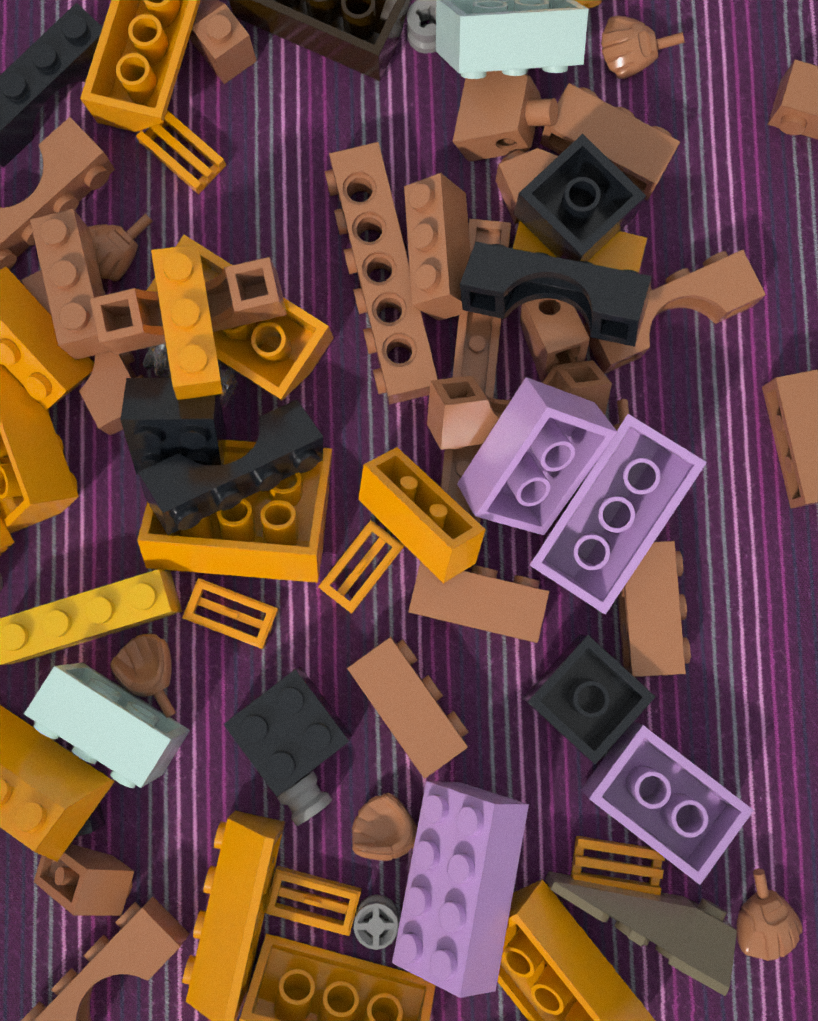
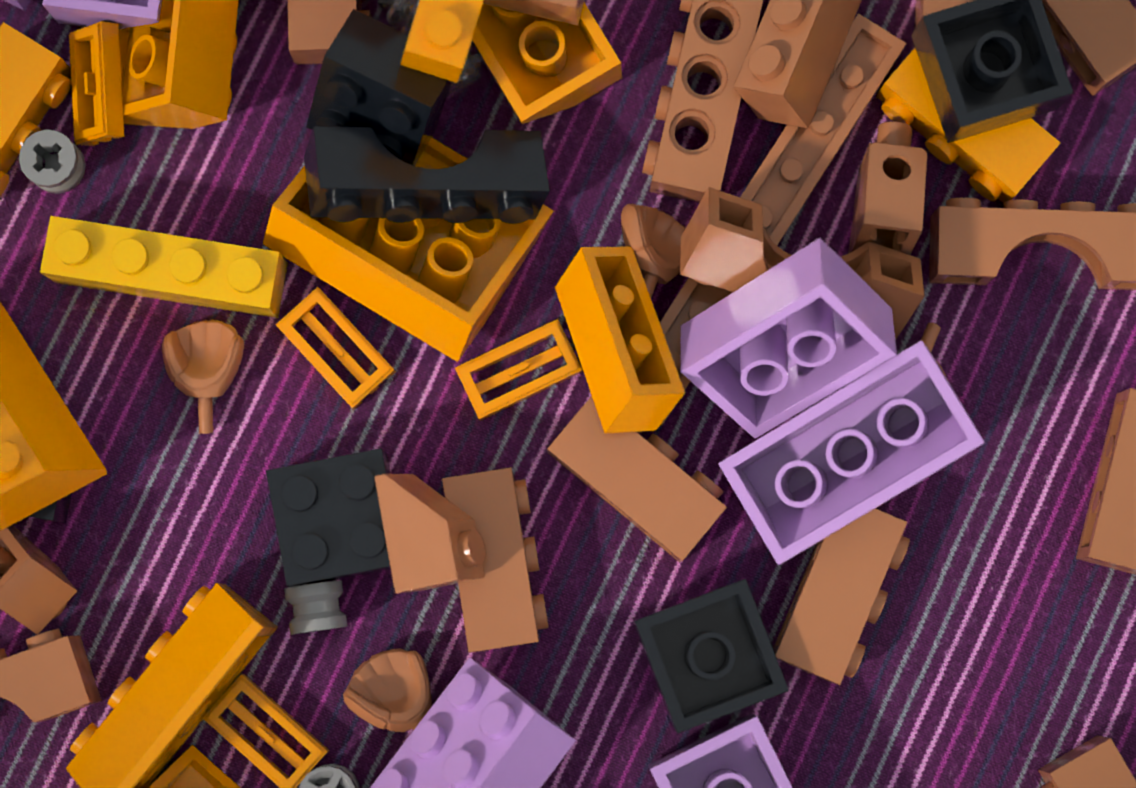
camera: 25 degrees right, 0 degrees up
(106, 724) = (130, 403): light aqua brick -> none
(356, 714) = (426, 536): none -> nougat slope
(411, 436) = (655, 242): none -> nougat piece
(505, 278) = (857, 109): black arch -> none

